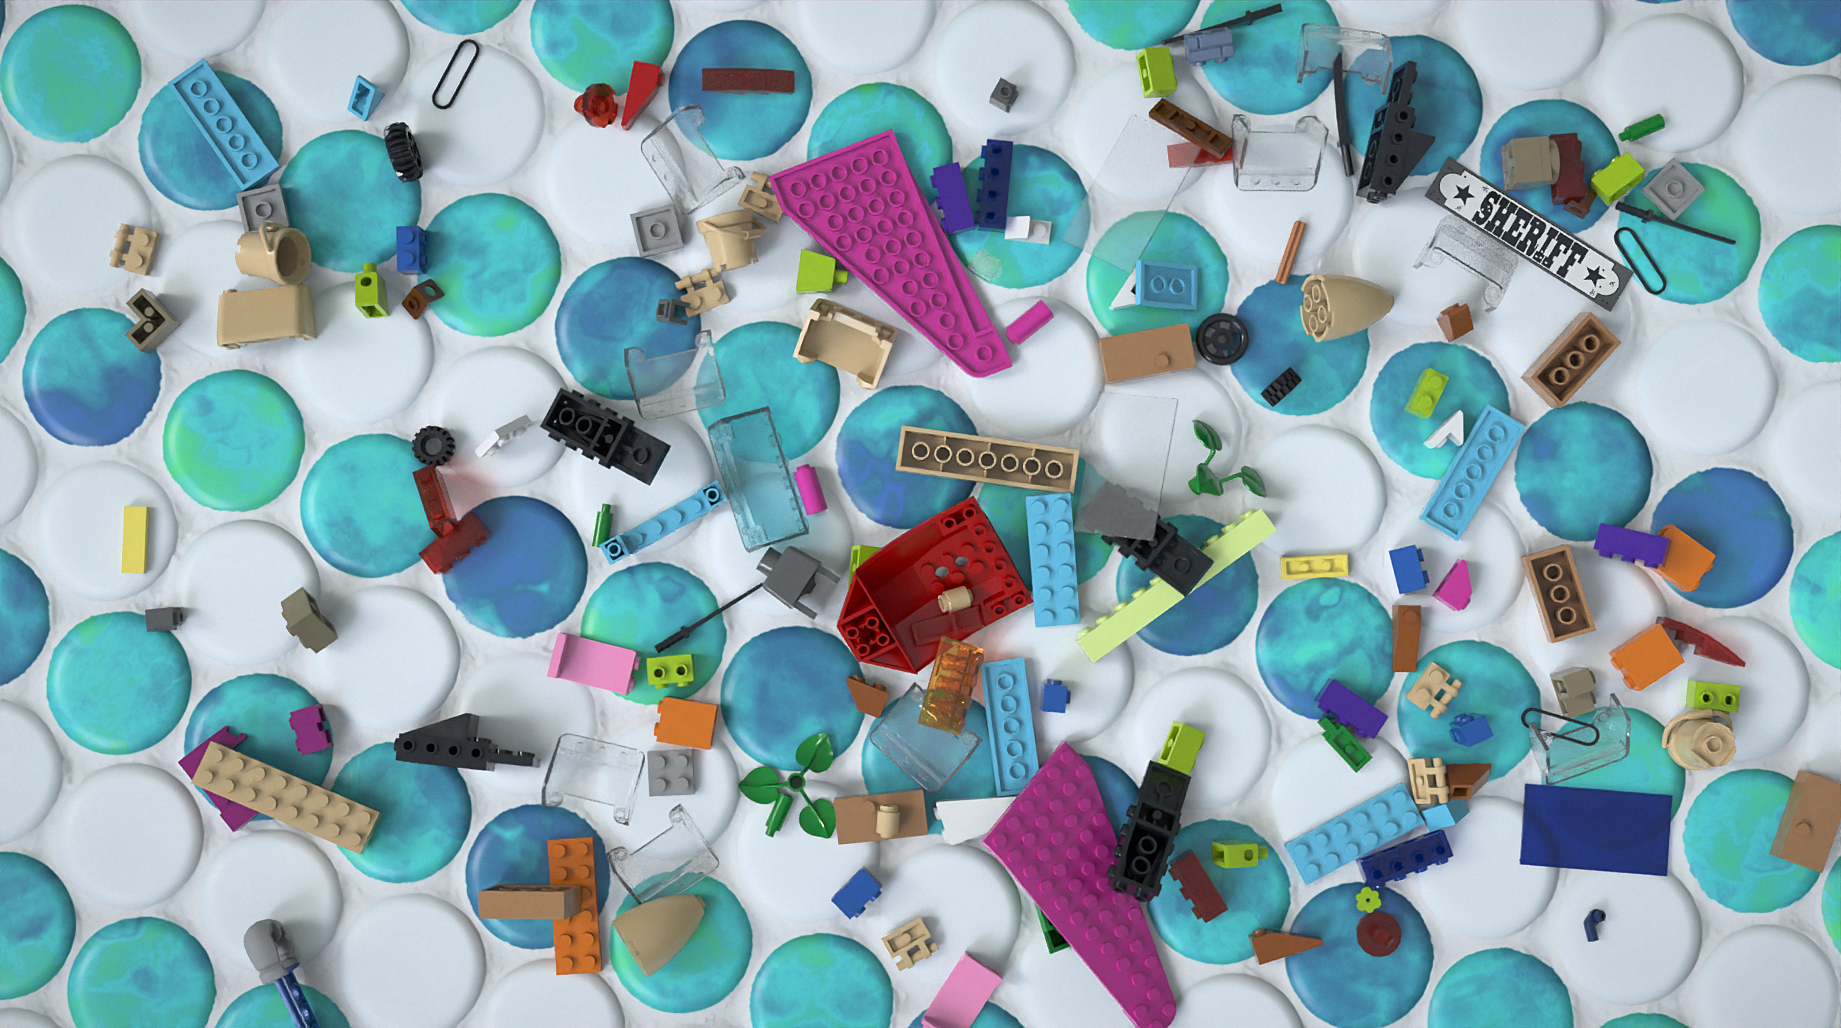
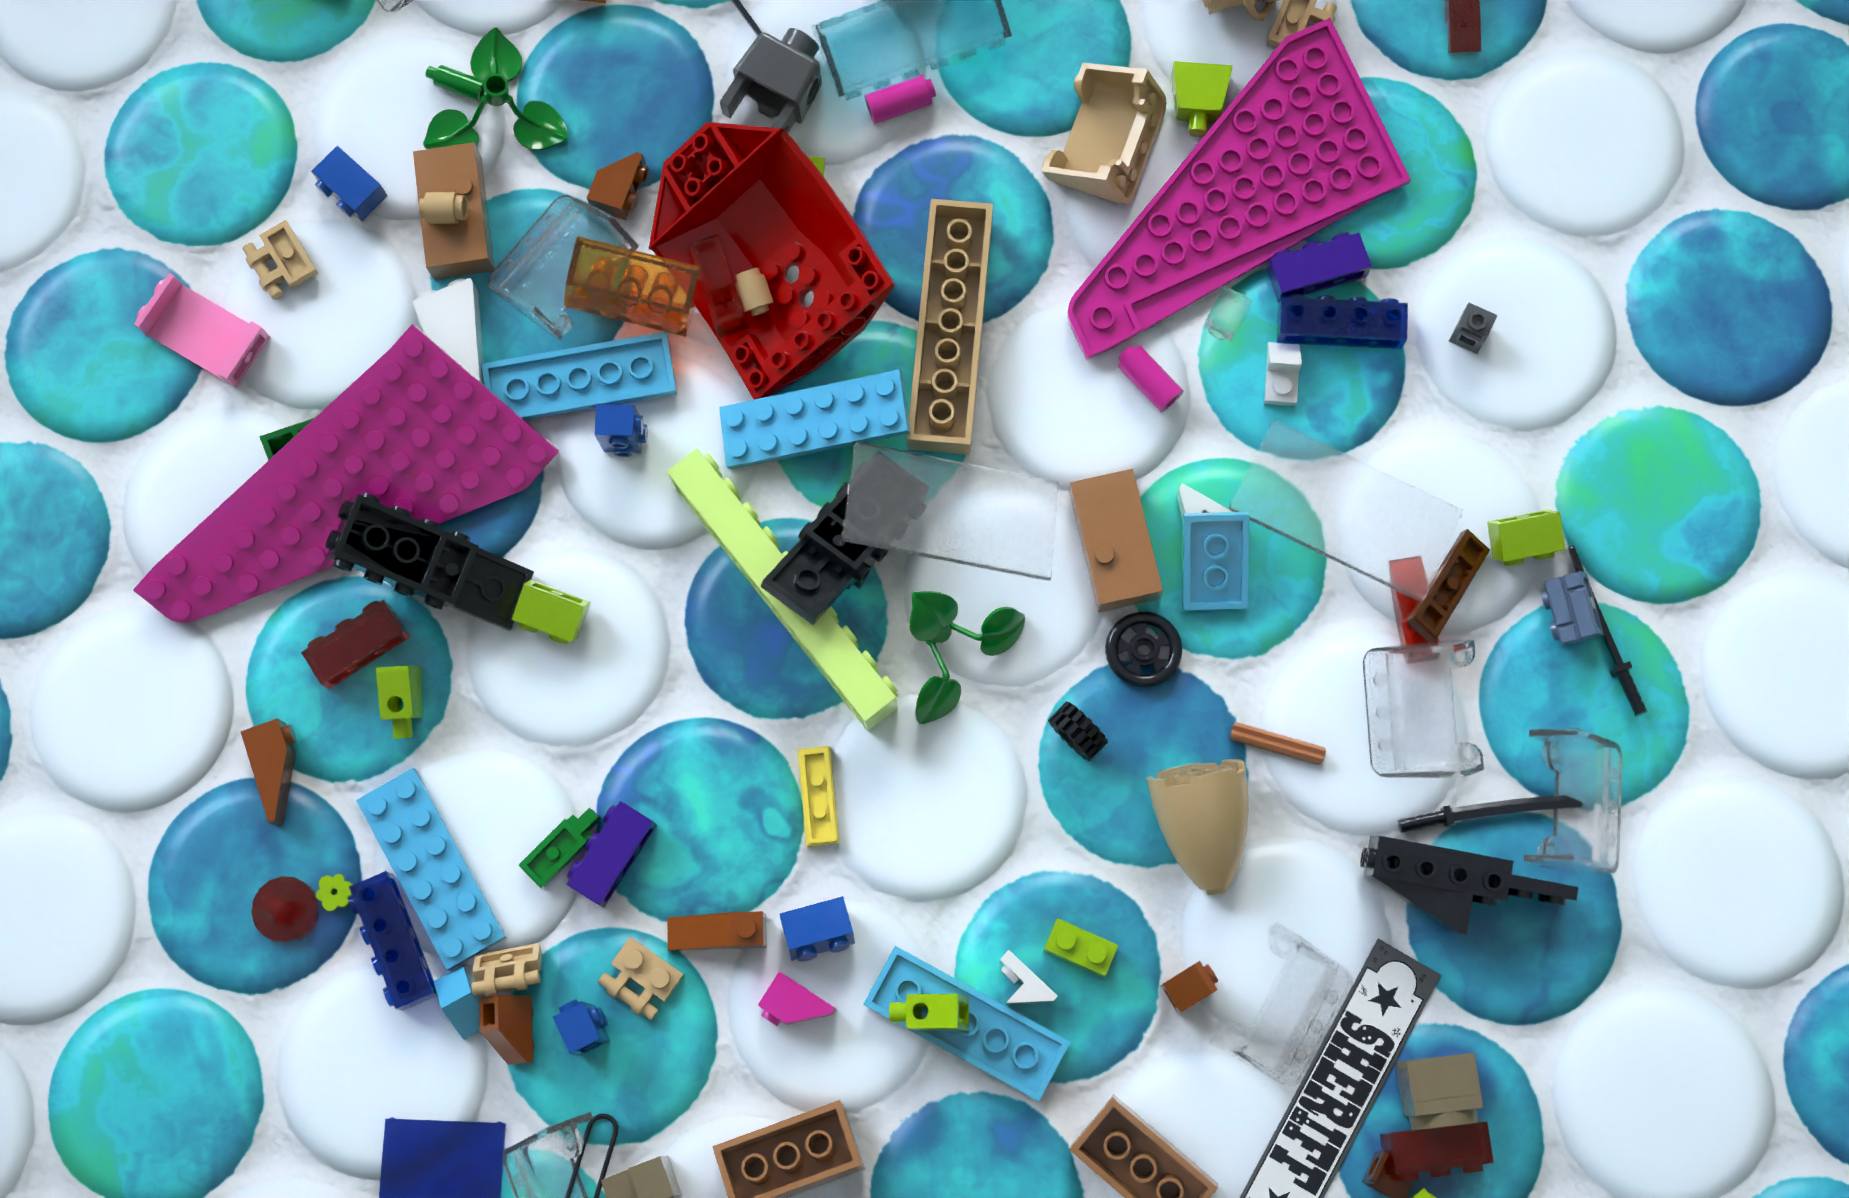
camera: 95 degrees right, 10 degrees down
(1470, 484) = (945, 1012): none -> lime torso

